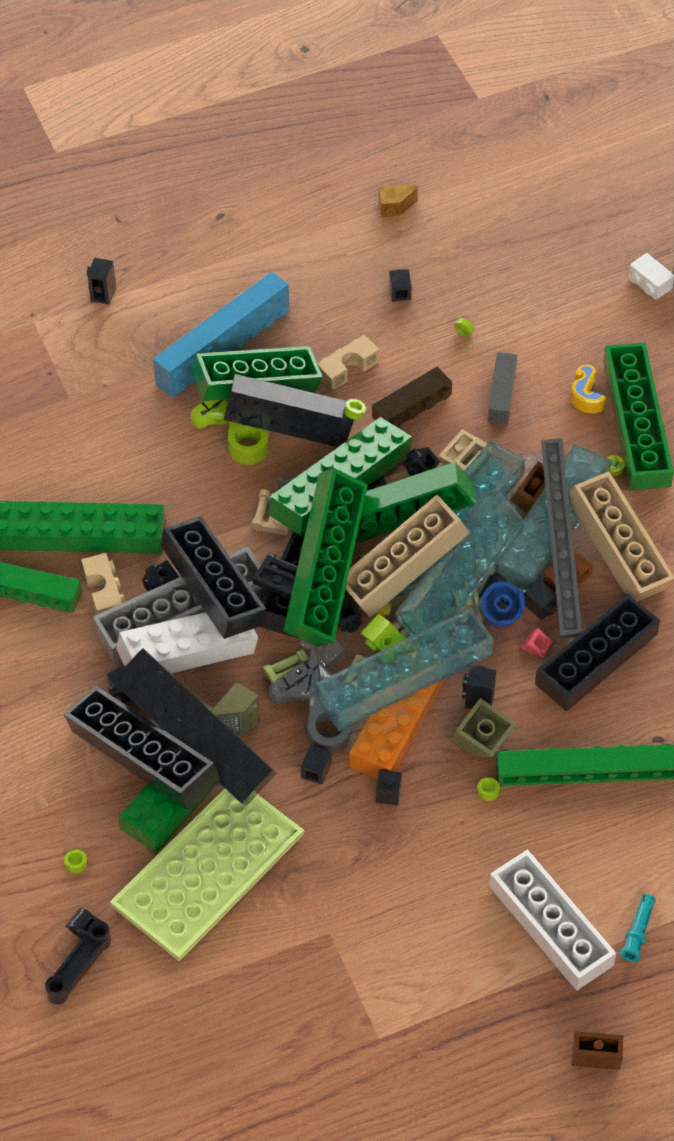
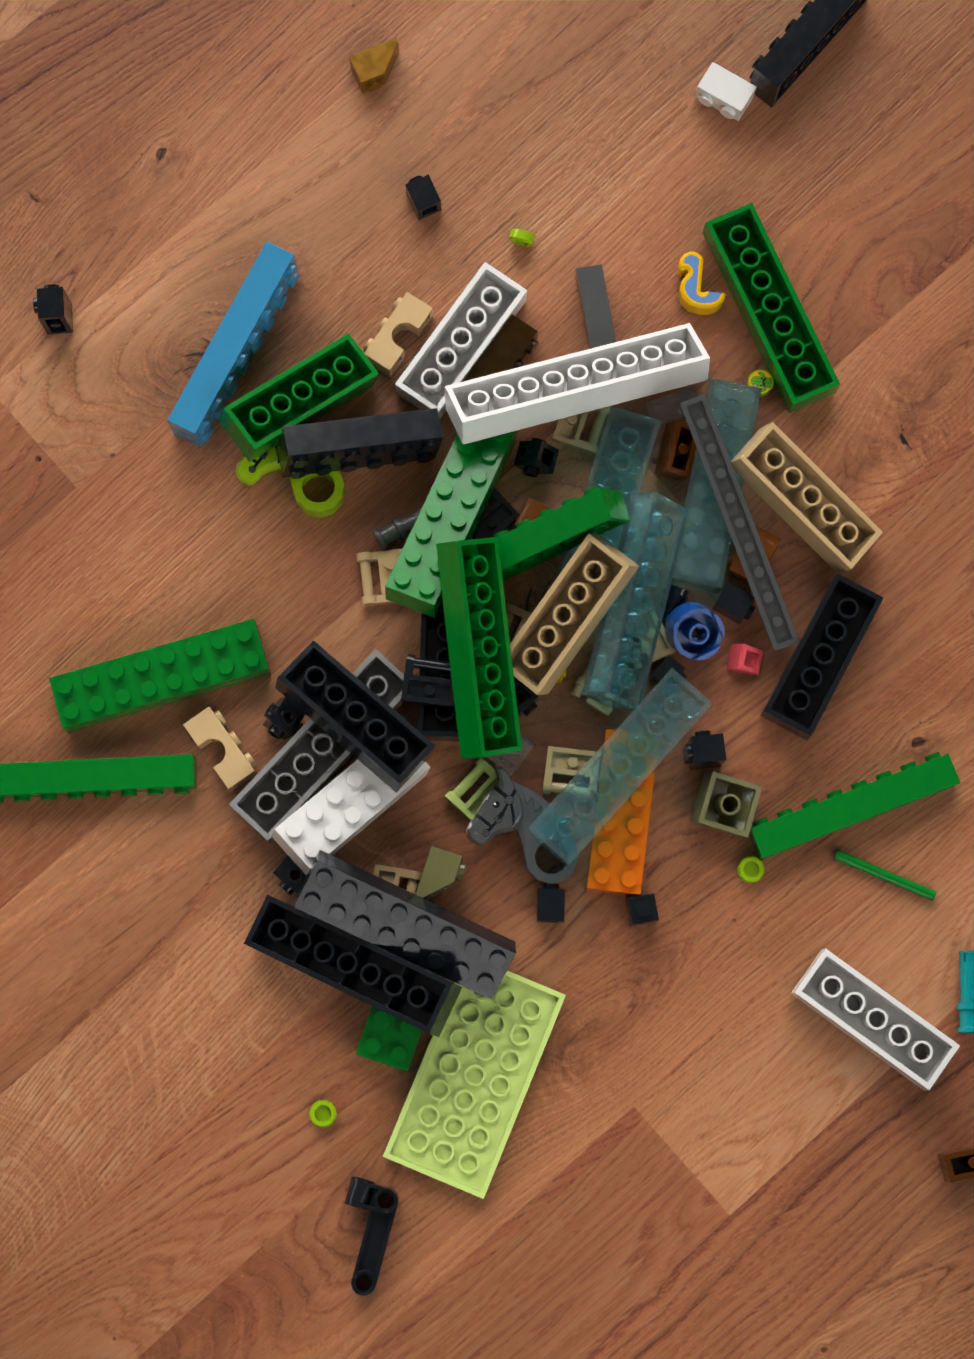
camera: 20 degrees left, 25 degrees up
(354, 409) = (439, 420): lime tile -> none
(381, 634) = (579, 724): lime brick -> none
(394, 371) = (461, 338): none -> white brick
(467, 416) = (576, 383): none -> white brick
(598, 824) = (885, 875): none -> green bar

